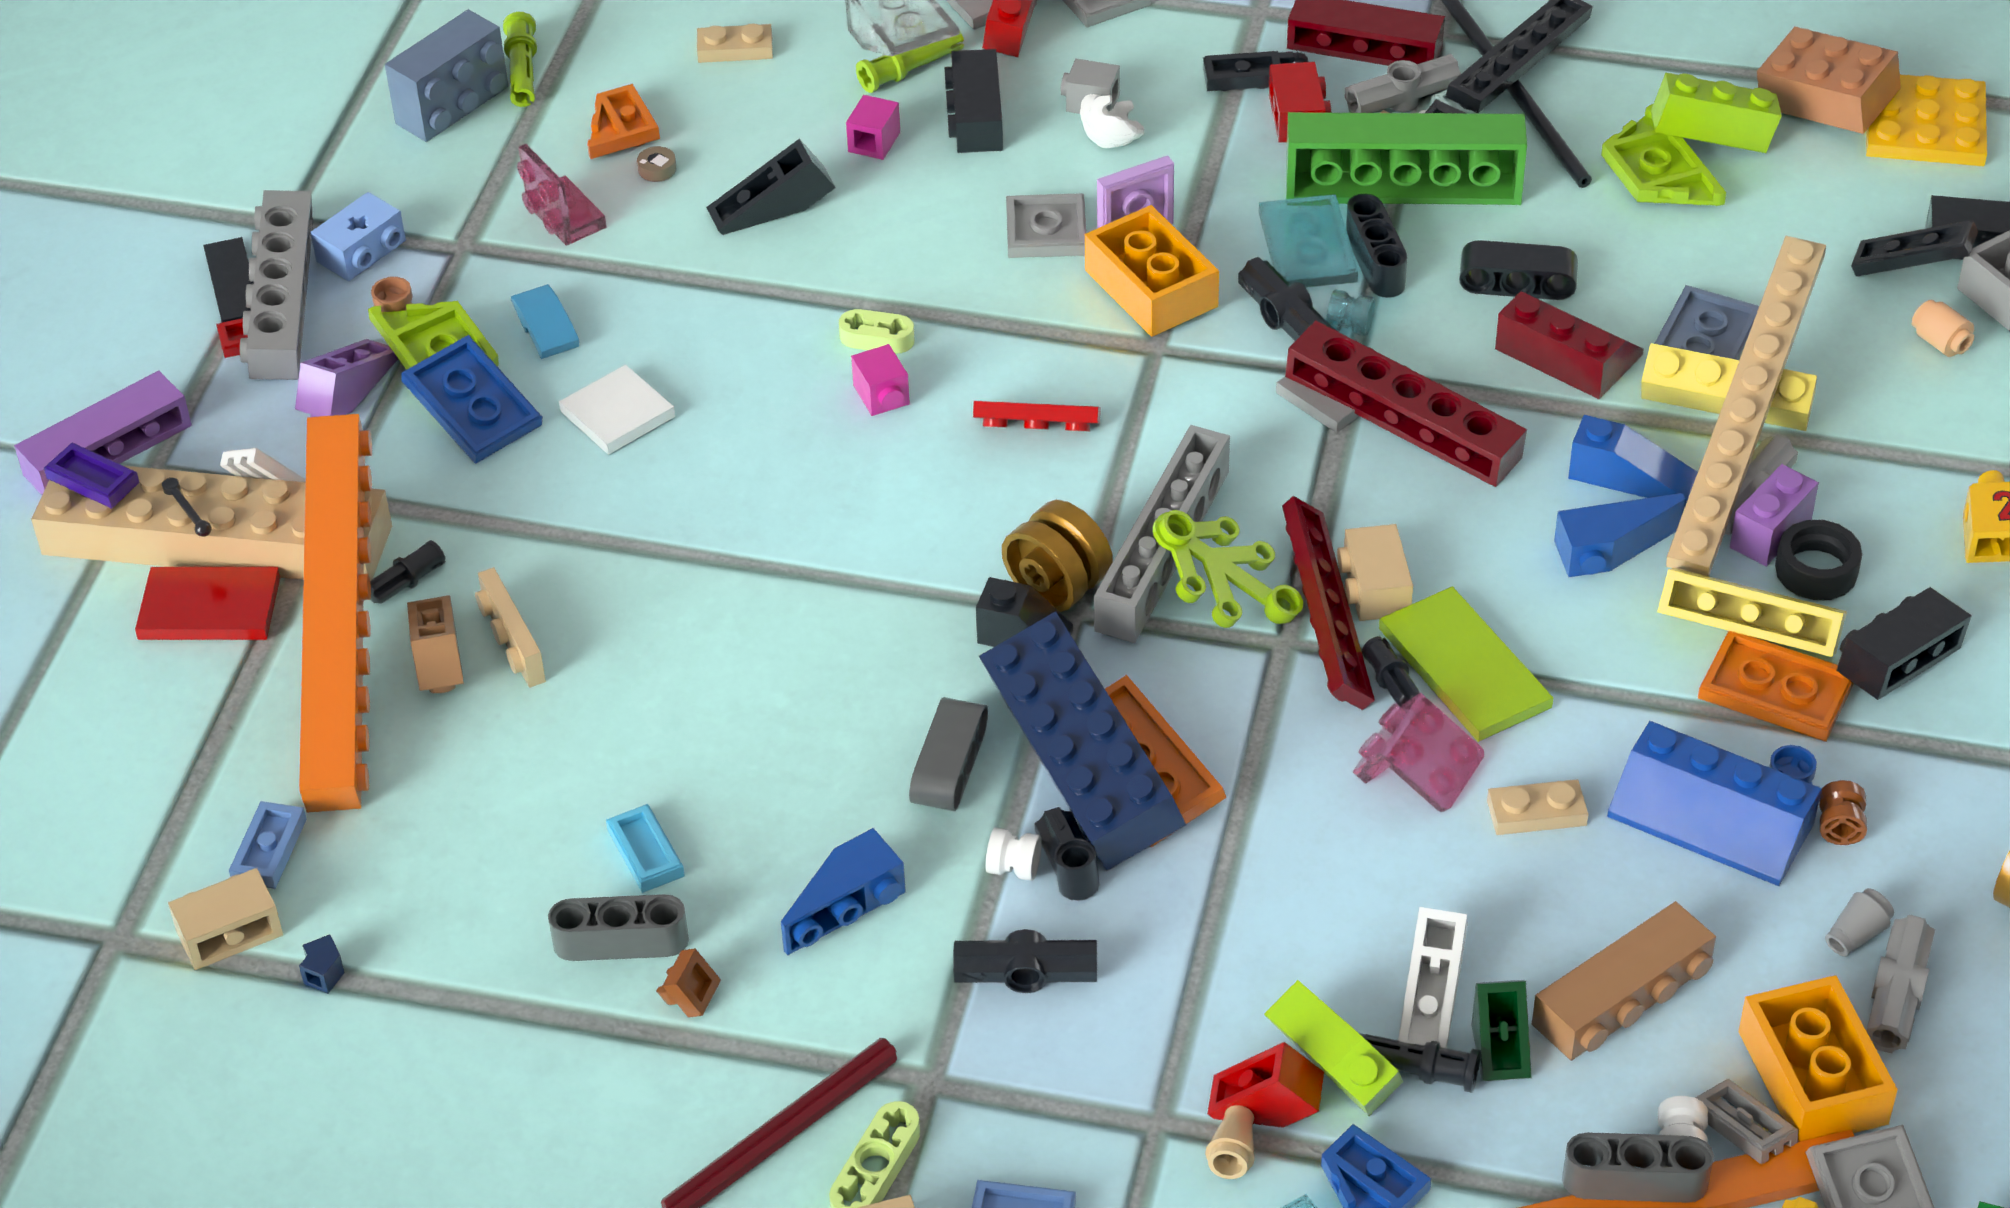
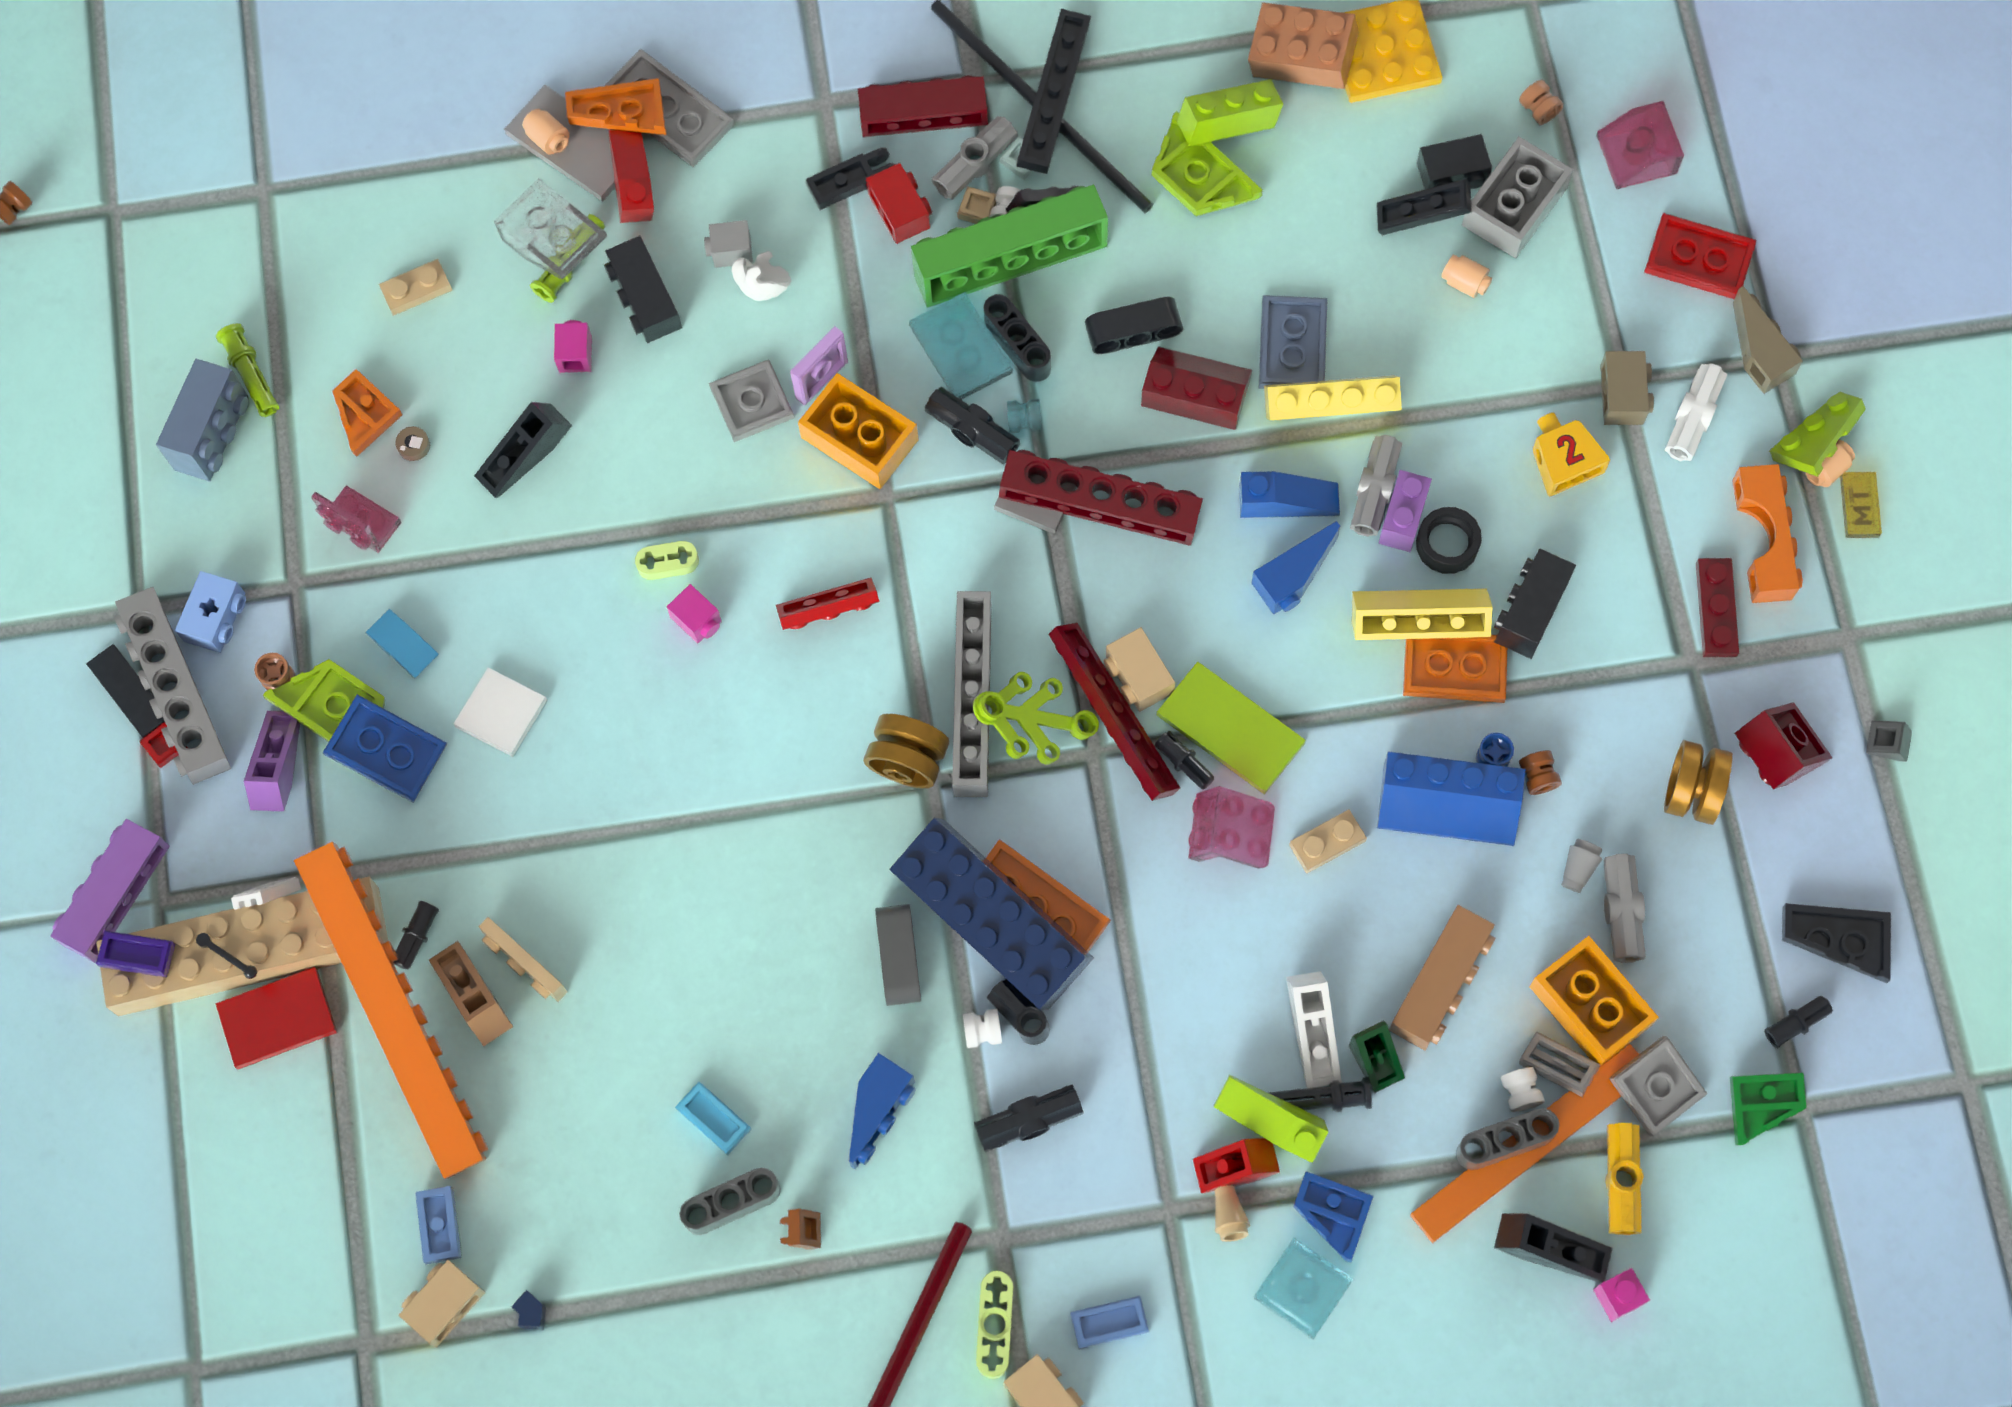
camera: 20 degrees left, 25 degrees up
(1009, 609) = (899, 811): black slope -> none
(1746, 407) = (1359, 424): tan plate -> none

